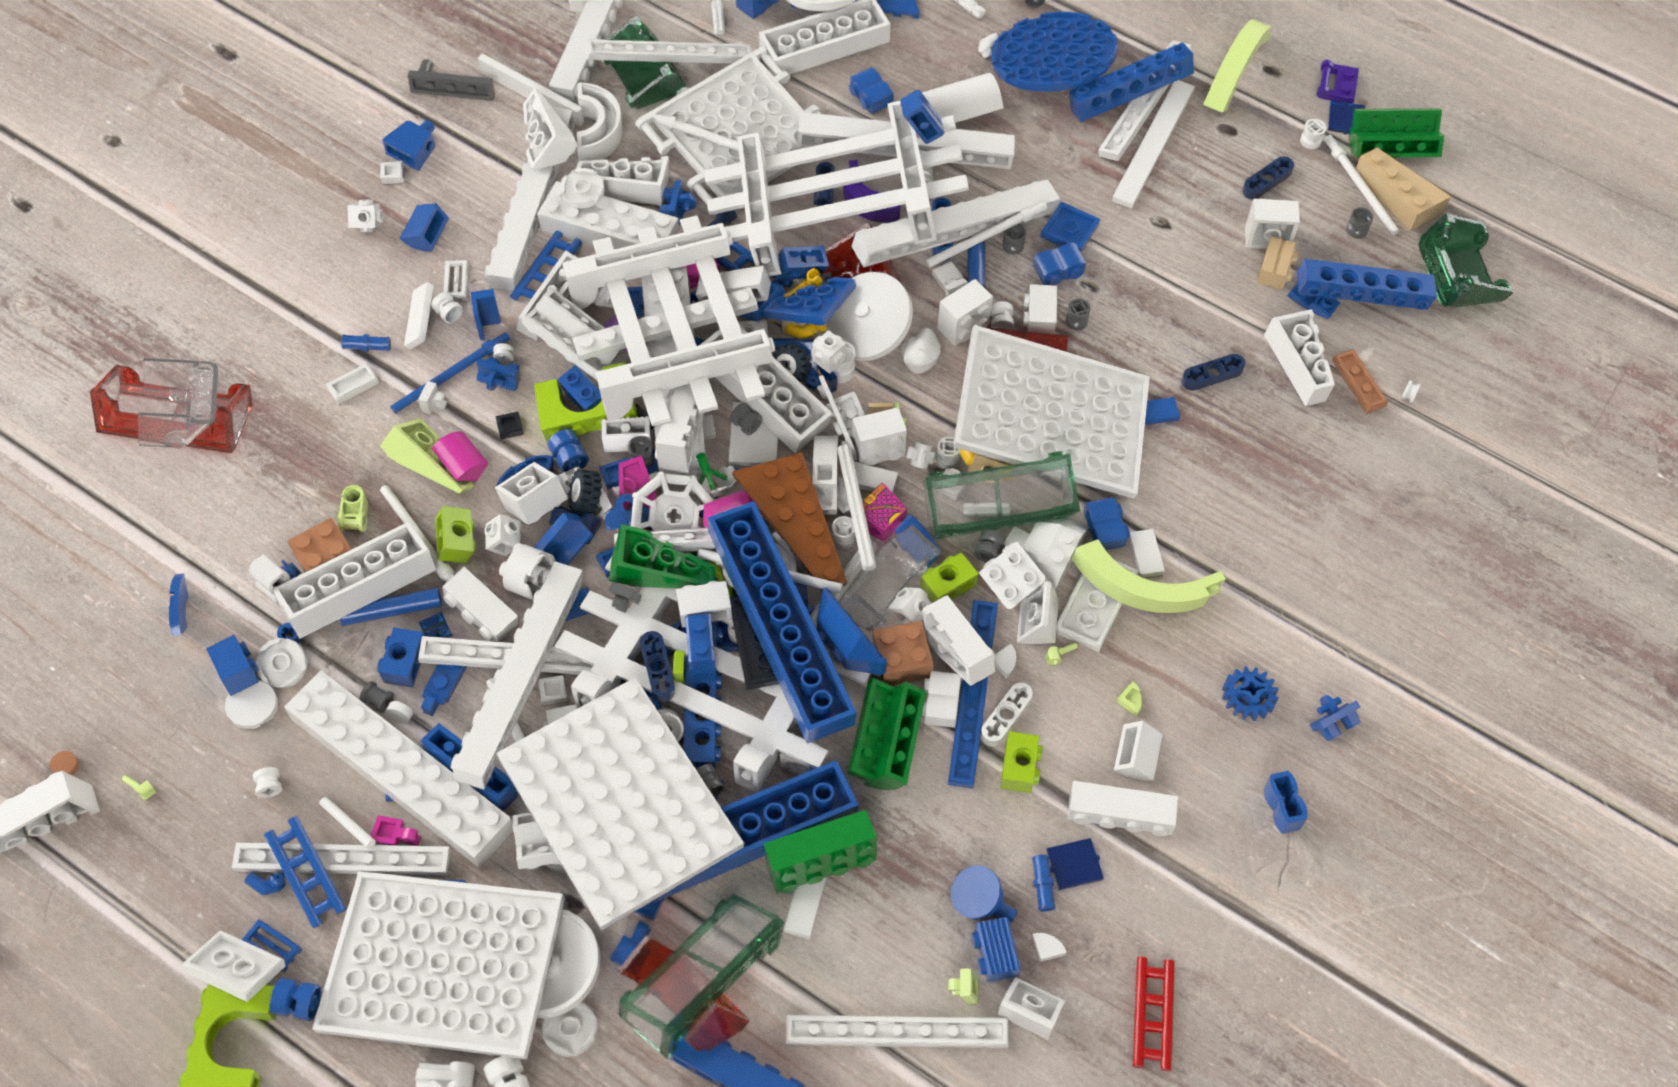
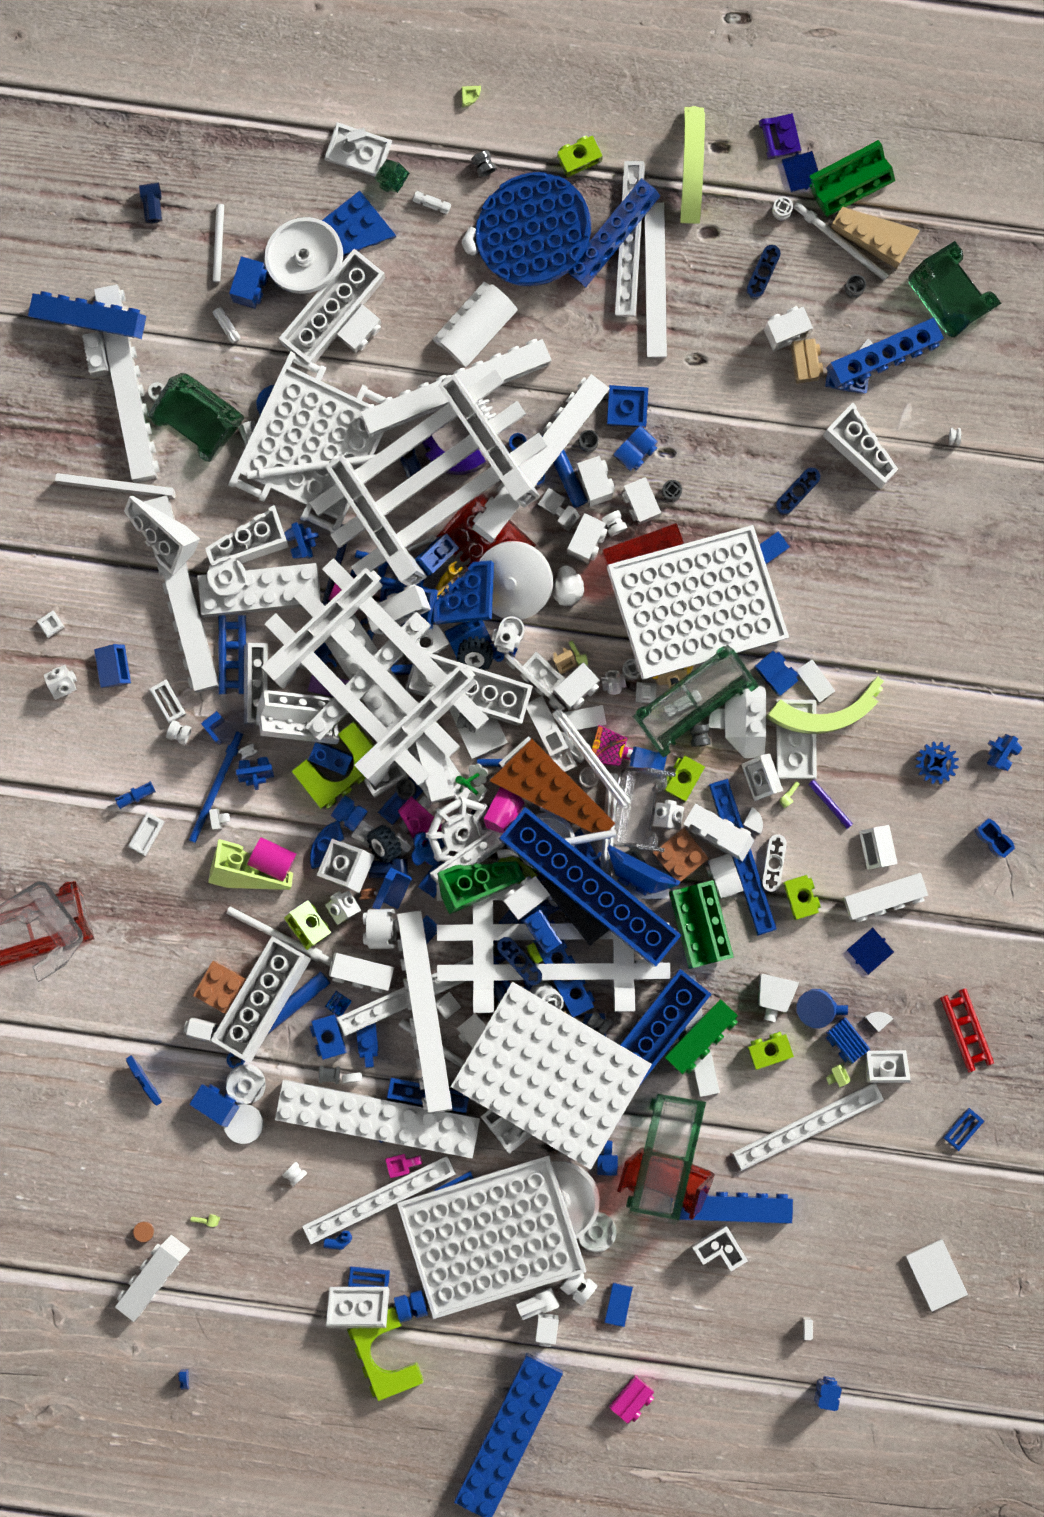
camera: 25 degrees left, 25 degrees up
(291, 569) = (206, 1013): blue plate -> none
(321, 877) = (364, 1234): blue bar -> none
(347, 822) = (367, 1174): white bar -> none
(353, 514) = (220, 943): yellowish green piece -> none
(410, 143) = (51, 590): blue torso -> none
(419, 315) = (161, 750): white tile -> none
(452, 85) = (21, 523): dark grey piece -> none
(509, 425) = (288, 809): black tile -> none
(535, 535) = (367, 894): none -> nougat bush
(607, 132) = (207, 499): white brick -> none
(623, 596) = (466, 920): dark grey tile -> none
(665, 51) = (213, 395): white tile -> none
(840, 64) = (359, 329): none -> white brick
(871, 90) = (398, 343): blue brick -> none
(907, 926) = (782, 1050): none -> lime brick
(922, 116) = (477, 395): blue brick -> none
(935, 854) = (775, 995): none -> white torso
(1003, 267) = (594, 480): none -> white brick
(1012, 575) = (730, 756): white bracket -> none
(1024, 216) = (590, 423): white bar -> none
(1043, 883) = (856, 977): blue pin -> none
(1103, 683) = (830, 804): none -> dark purple bar
(1131, 21) = (573, 165): none -> lime brick
(1131, 699) = (855, 806): yellowish green tile -> none
(1360, 381) = (912, 442): nougat tile -> none

